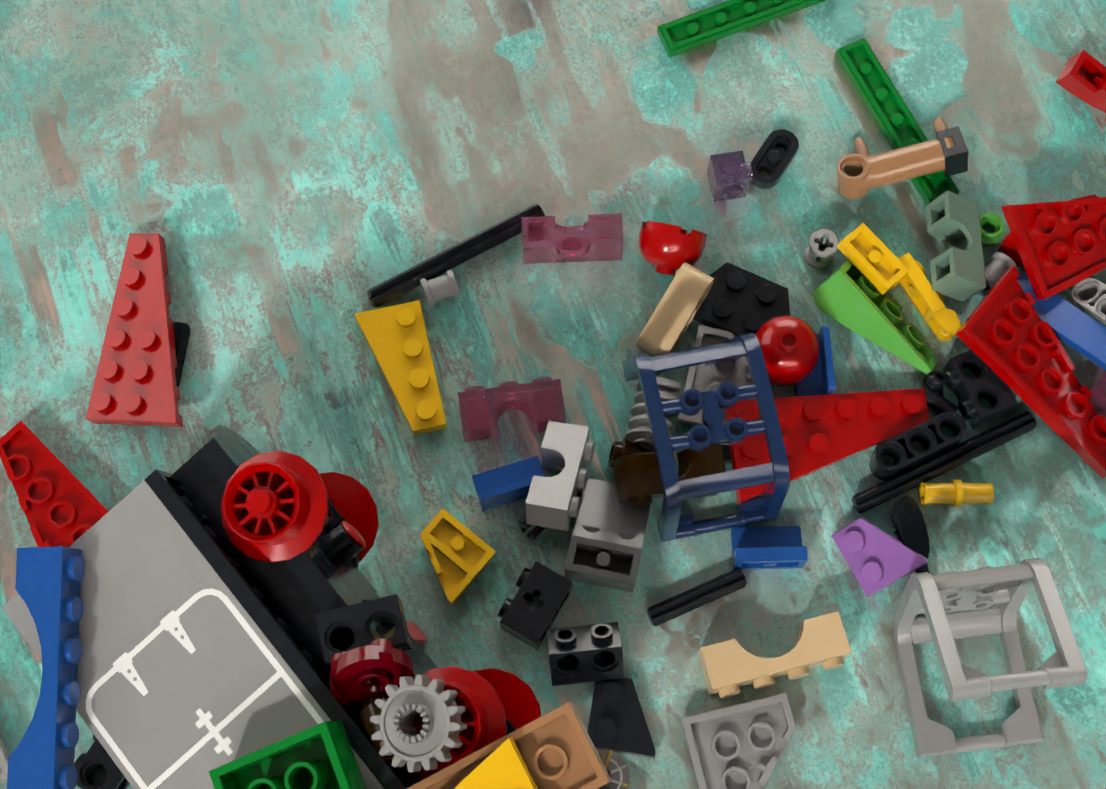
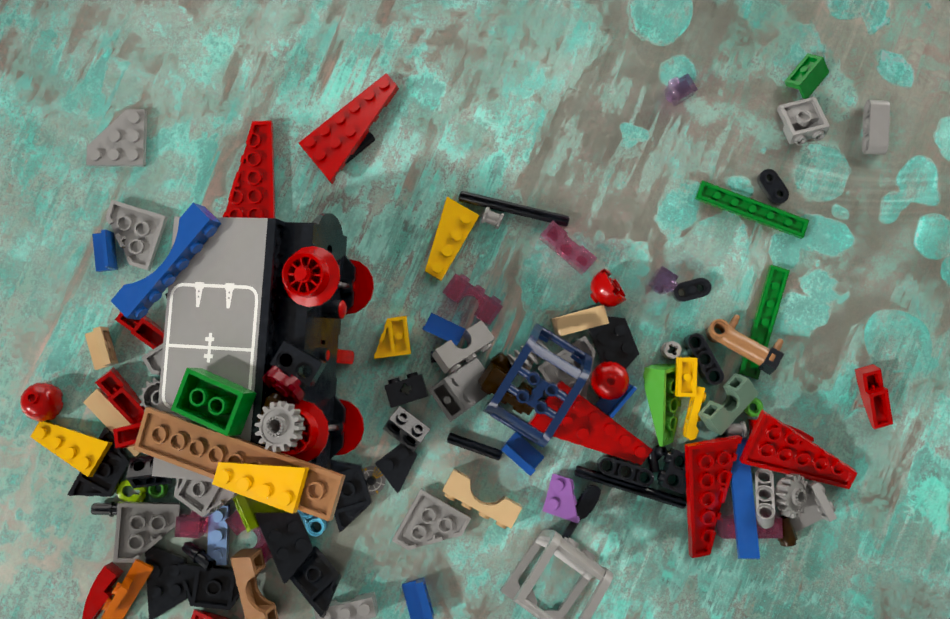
camera: 45 degrees right, 15 degrees up
(887, 220) = (711, 364): none -> black beam
(956, 493) = (621, 504): yellow pin -> none

